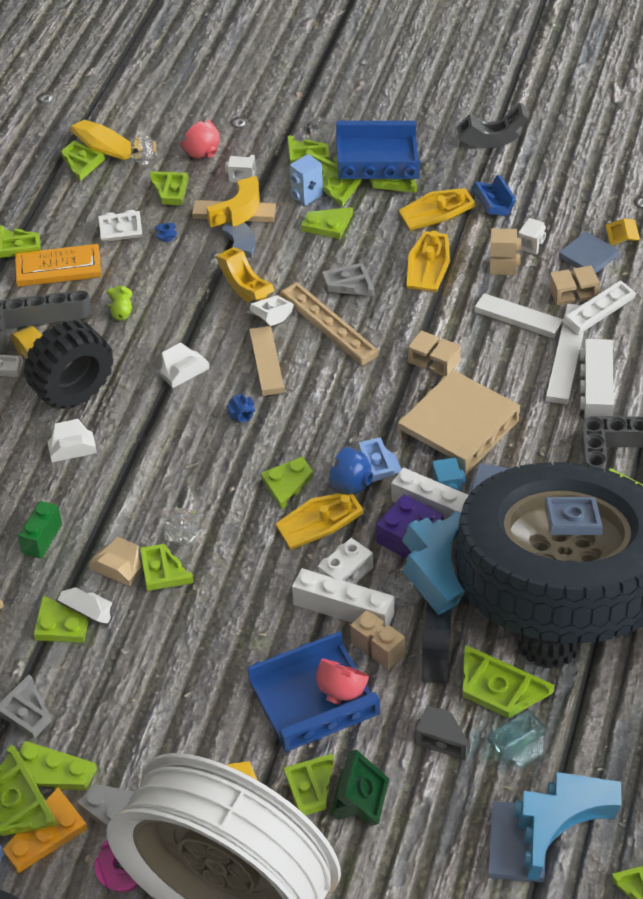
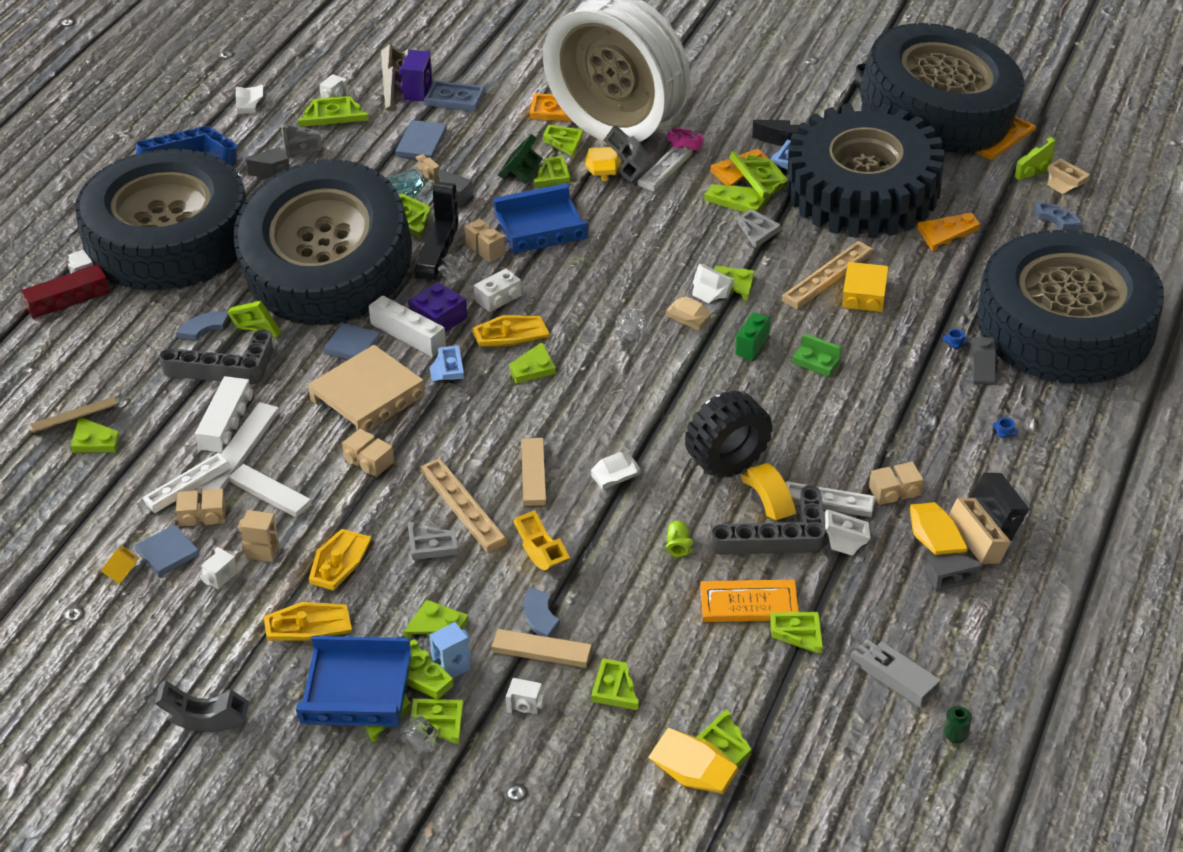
camera: 175 degrees left, 5 degrees down
(104, 802) = (692, 175): light grey wing -> none
(120, 226) = (677, 638): white bracket -> none
(143, 150) = (637, 738): clear head -> none
(163, 568) = (649, 302): lime wing -> none
(166, 231) = (624, 627): blue plate -> none
(201, 140) = (570, 737): coral cylinder -> none
(239, 208) = (533, 627): yellow arch -> none
(240, 408) = (565, 418): blue gear -> none
(272, 310) = (522, 502): white slope -> none
(340, 597) = (491, 260): white brick -> none
(340, 682) = (517, 209): coral cylinder -> none
(351, 473) = (476, 343): blue cylinder -> none
(430, 561) = (424, 267): dark azure arch -> none
(448, 473) = (393, 344): dark azure brick -> none
(485, 767) = (429, 168): none -> tan plate
(495, 197) = (239, 622): blue bracket -> none
(567, 803) = (381, 142): dark azure arch -> none
(573, 516) = (313, 219): sand blue tile -> none

